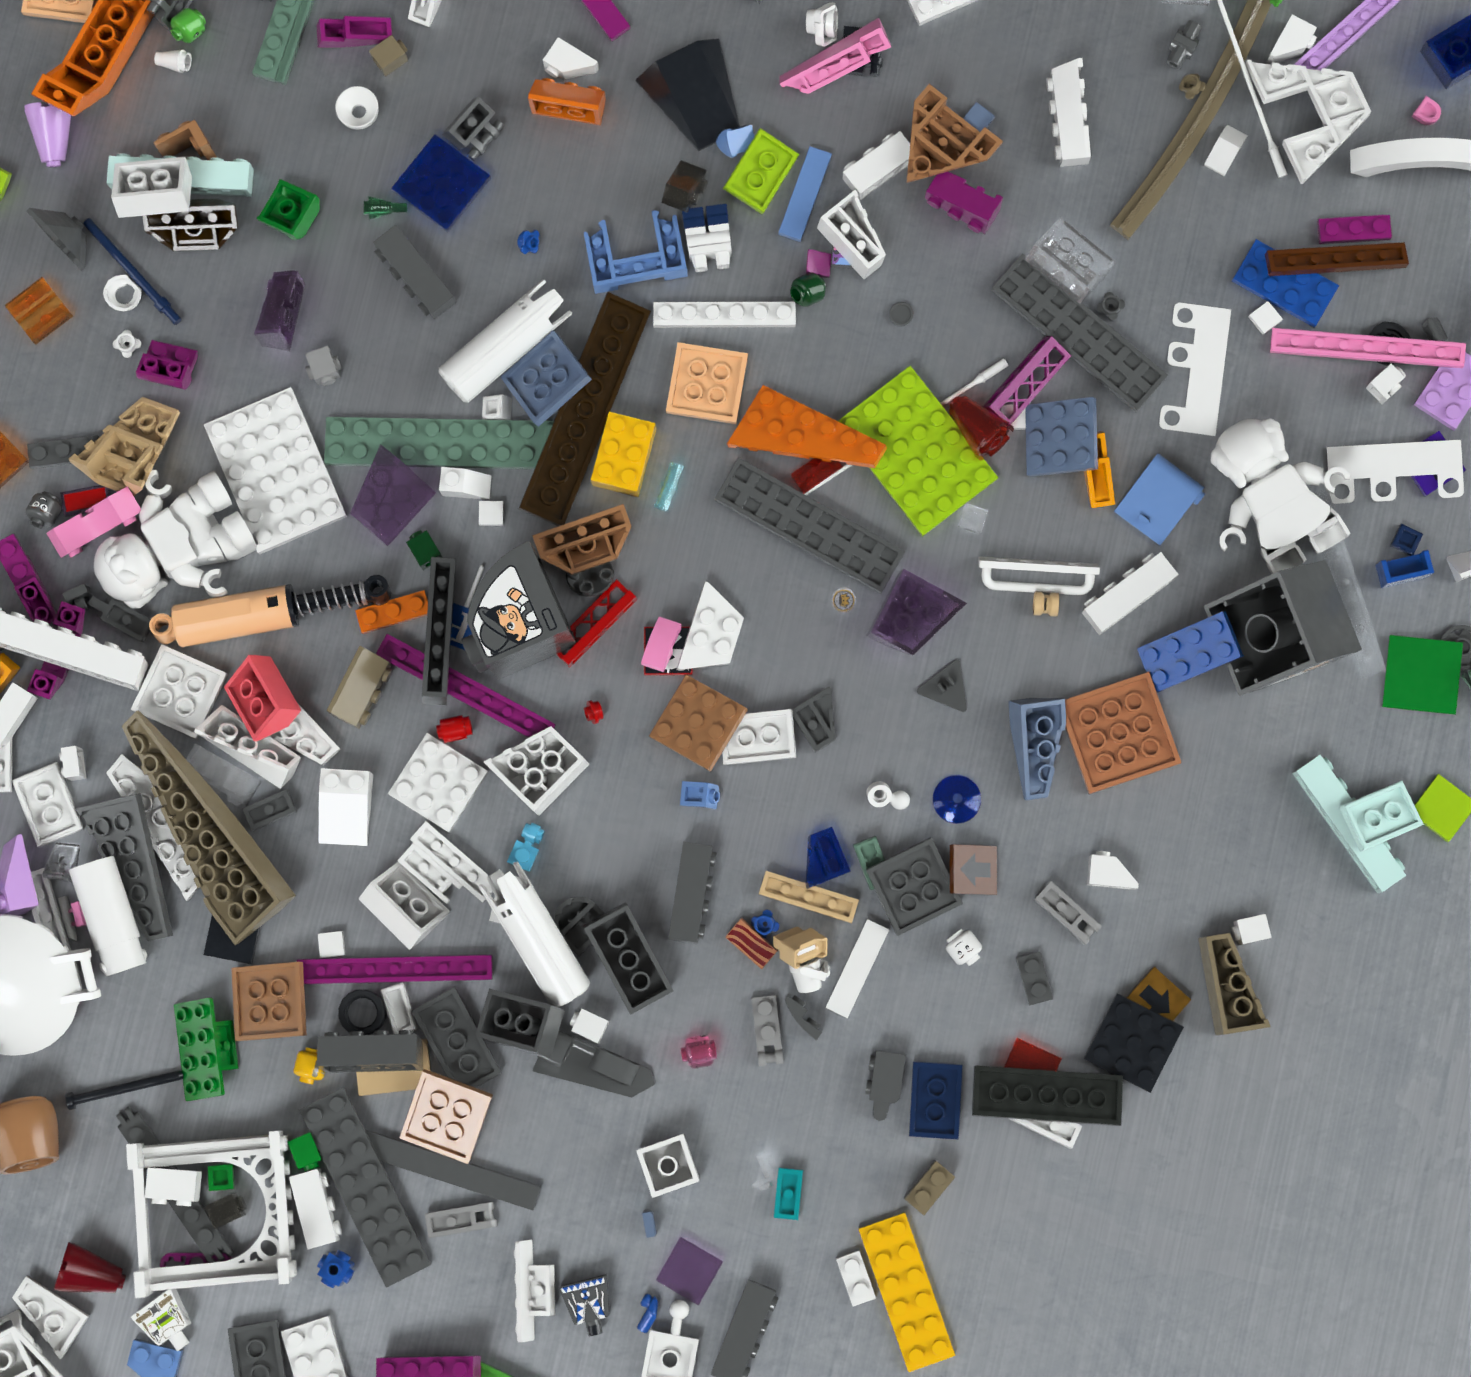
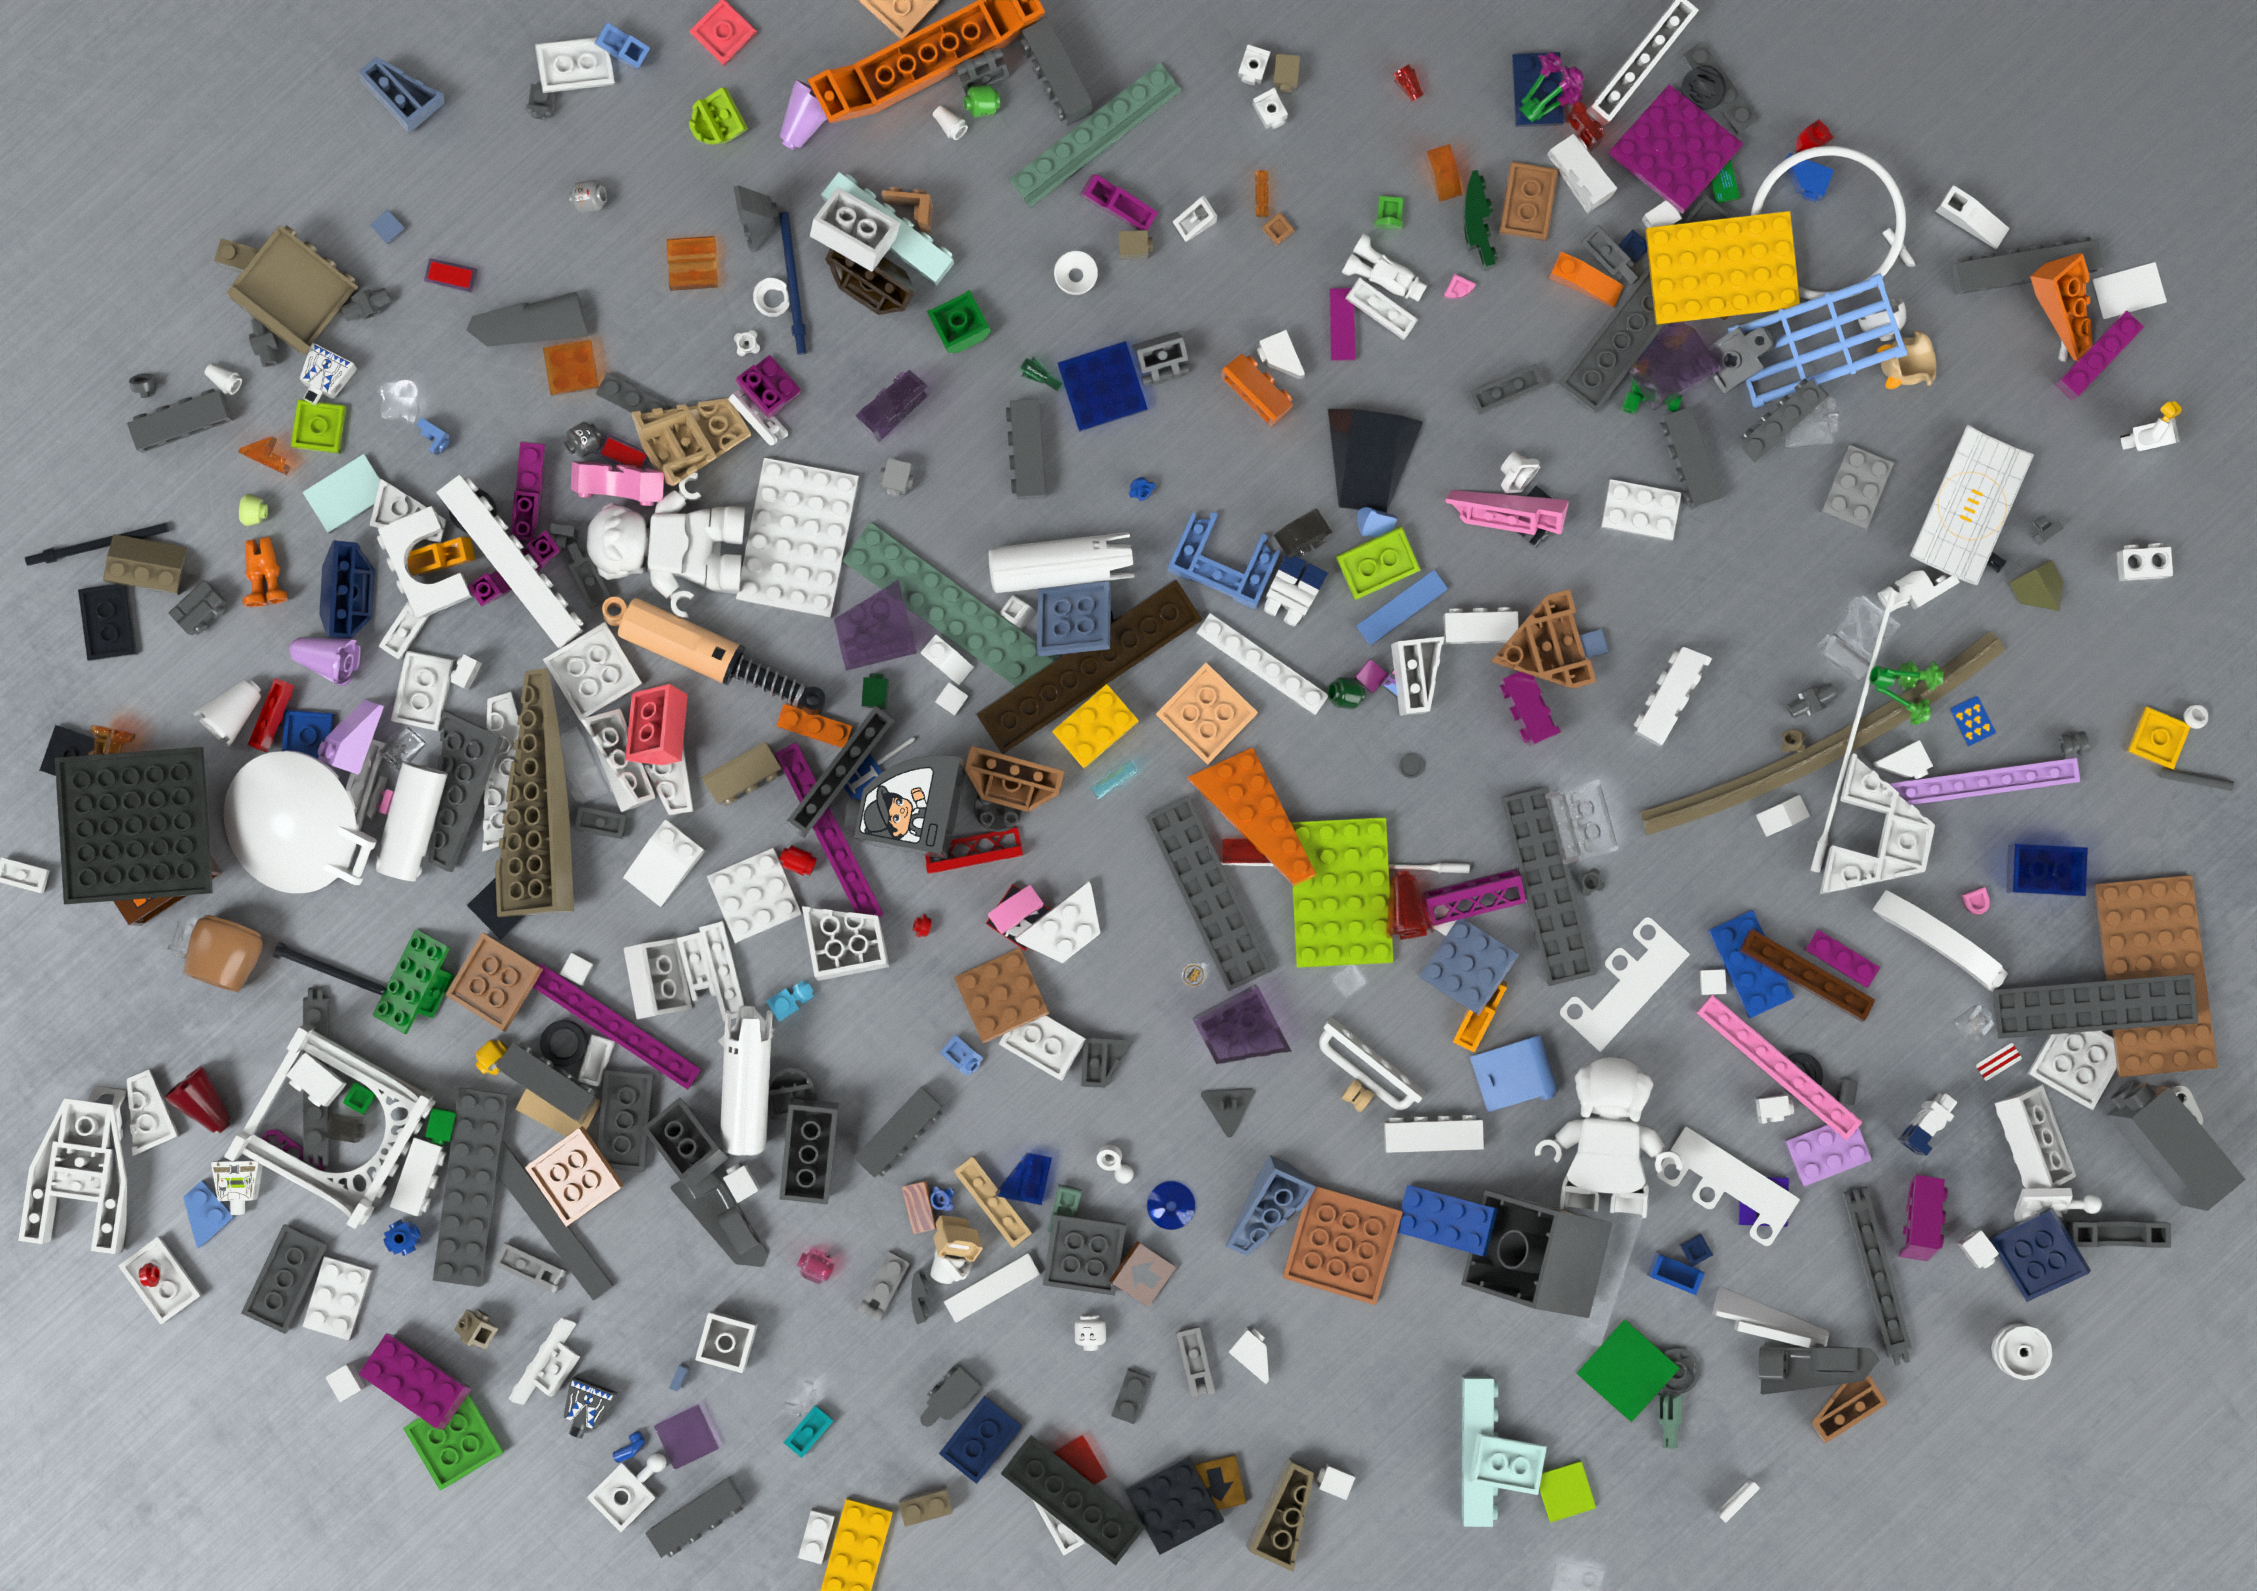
camera: 30 degrees right, 5 degrees up
(190, 397) = (764, 426): none -> white hinge
(450, 1302) = (476, 1329): none -> dark tan brick

